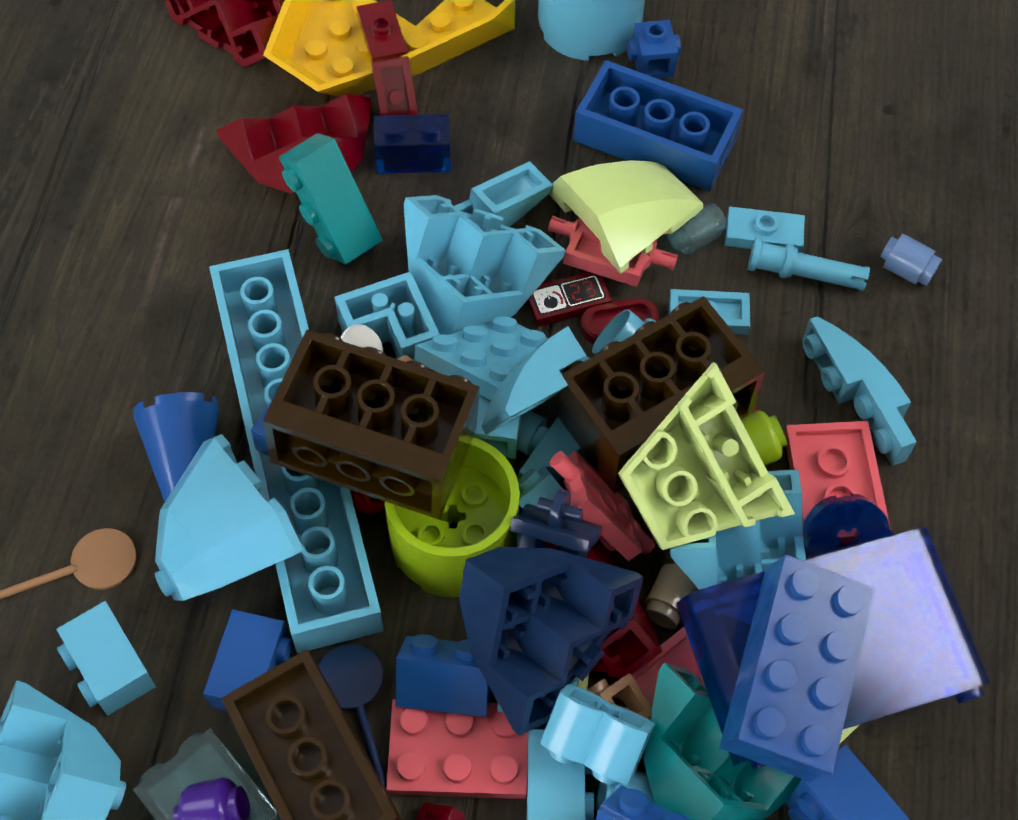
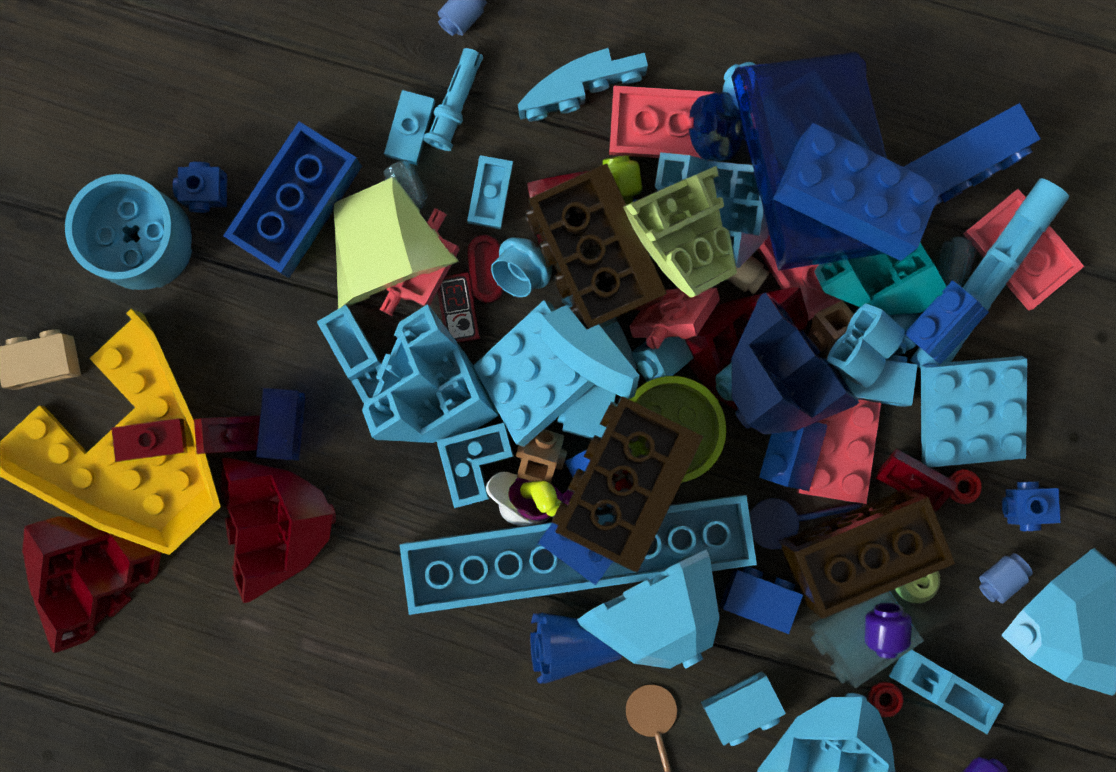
camera: 80 degrees left, 25 degrees up
(330, 198) = (352, 505): teal brick -> none
(556, 524) = (708, 352): dark blue hips -> none

